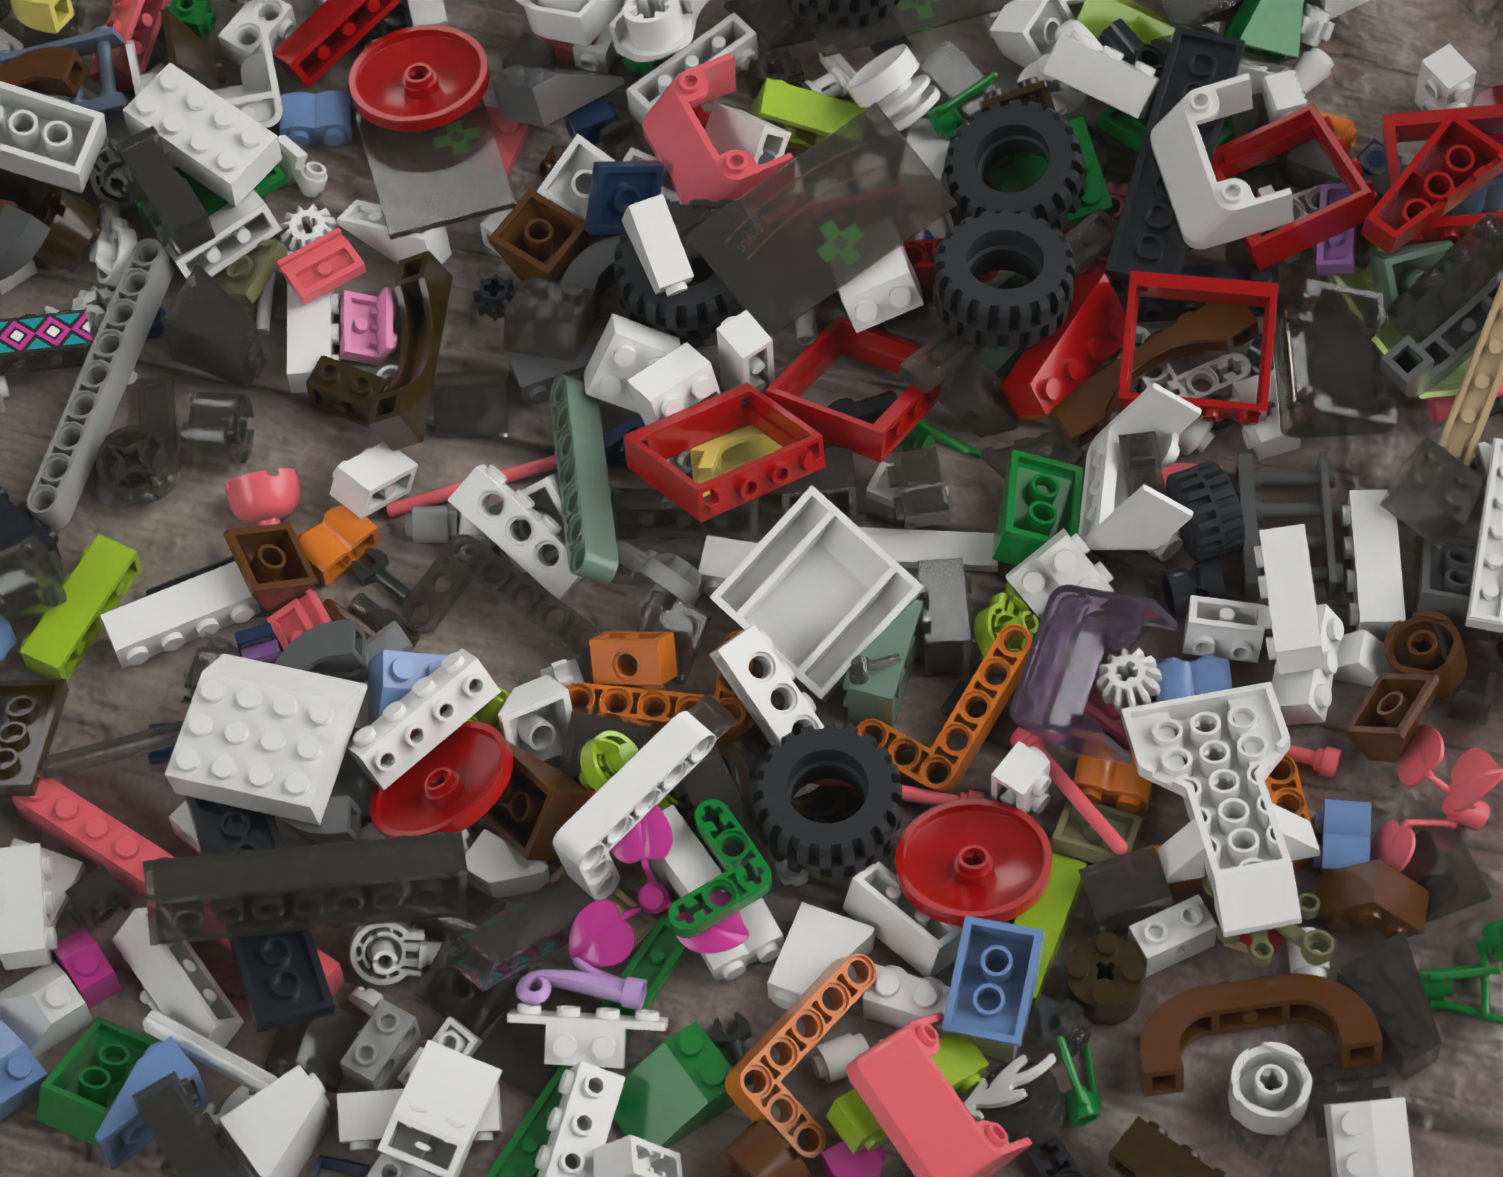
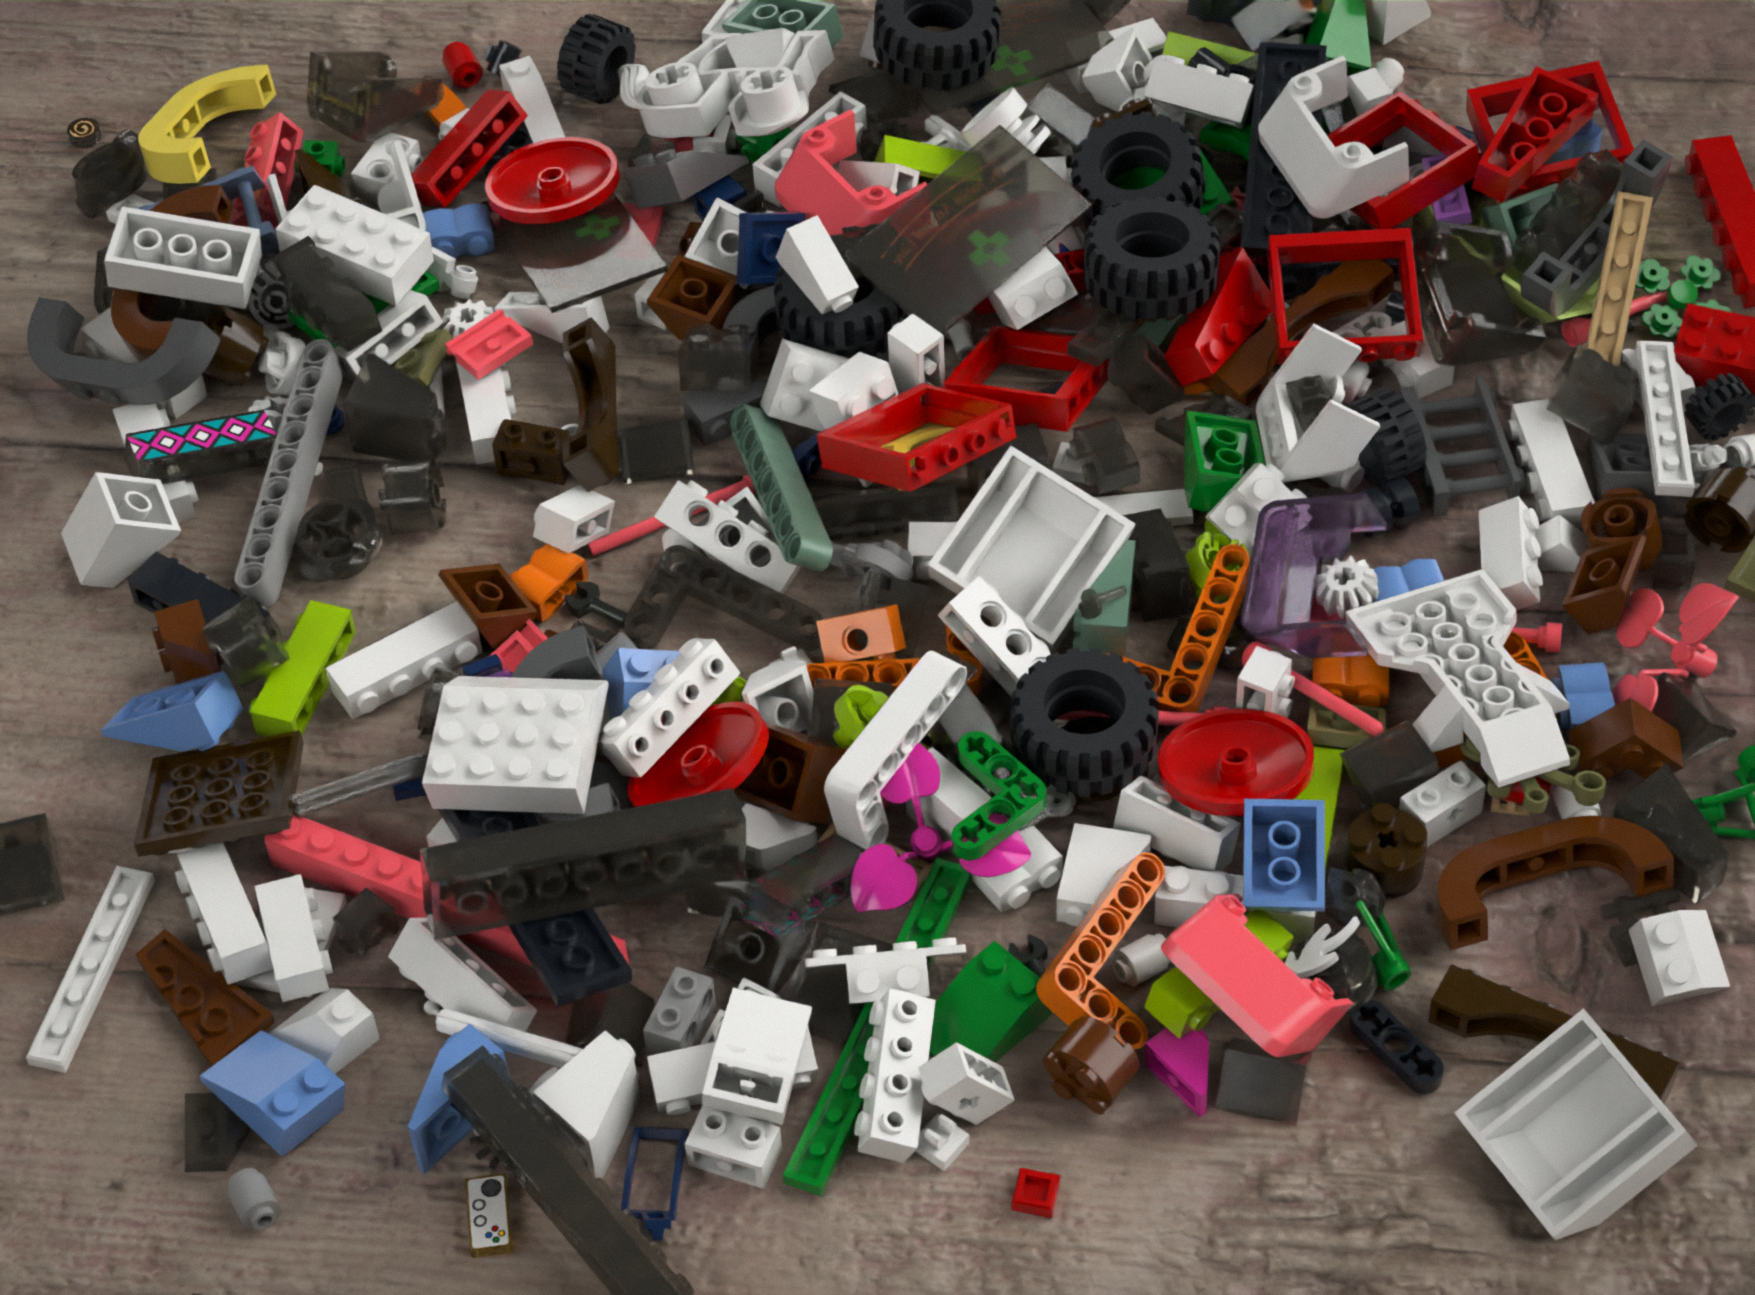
camera: 10 degrees left, 10 degrees down
(87, 968) = (370, 984): dark pink slope -> none
(90, 1078) = (386, 1090): green slope -> none
(263, 497) = (467, 543): coral cylinder -> none
(366, 1000) = (655, 976): white tile -> none
(367, 326) = (541, 394): bright pink bracket -> none
(391, 951) = (672, 926): white pin -> none
(431, 524) = (637, 552): light grey brick -> none
(494, 296) = (659, 355): black gear -> none
(588, 981) = (874, 923): lavender plant -> none
(925, 434) = (1097, 411): green plant -> none
(946, 116) = (1060, 144): green plant -> none
(1223, 628) = (1424, 534): white brick -> none
(1264, 1109) = (1572, 923): white brick -> none
(1291, 599) = (1485, 494): white brick -> none
(1315, 25) = (1380, 42): white gear -> none
(1445, 81) = (1512, 58): white brick -> none

